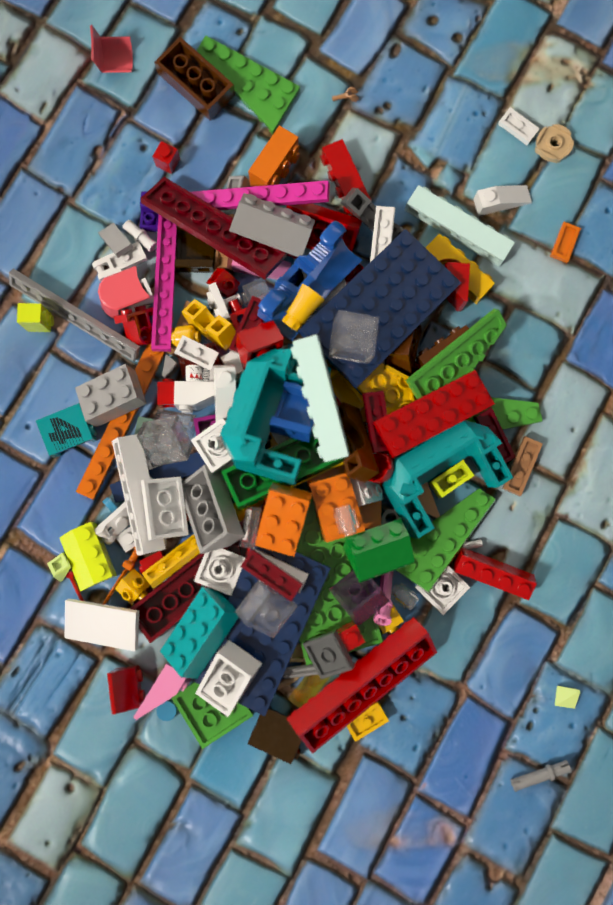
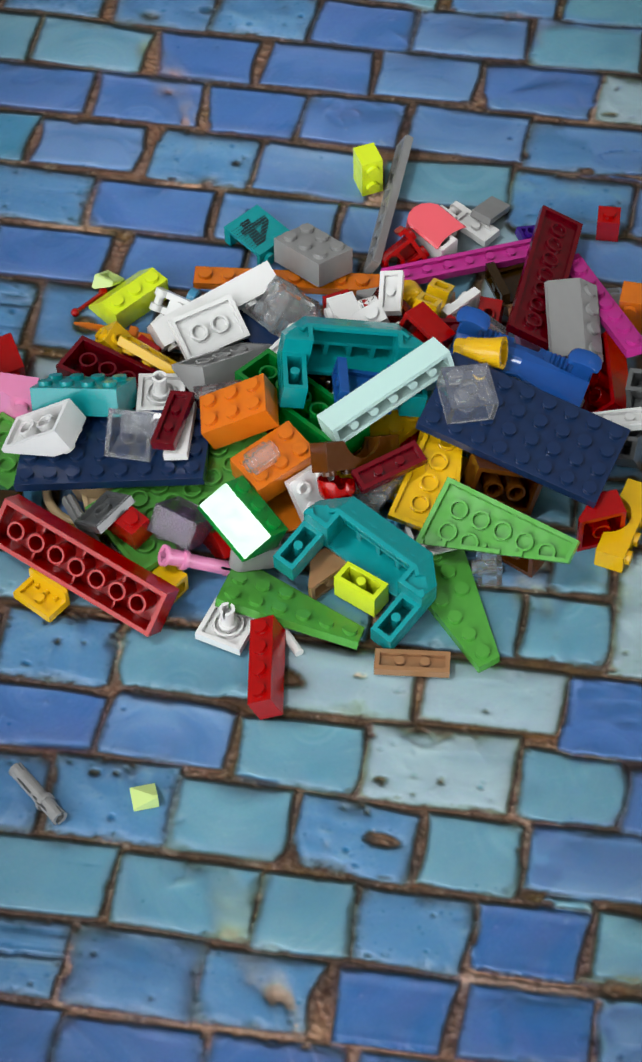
camera: 75 degrees right, 30 degrees down
(101, 624) = (60, 324): white tile -> none
(140, 235) = (508, 229): white pin -> none
(404, 596) = (201, 590): clear brick -> none
(433, 413) = (424, 517): red plate -> none
(489, 419) = (433, 617): dark red plate -> none

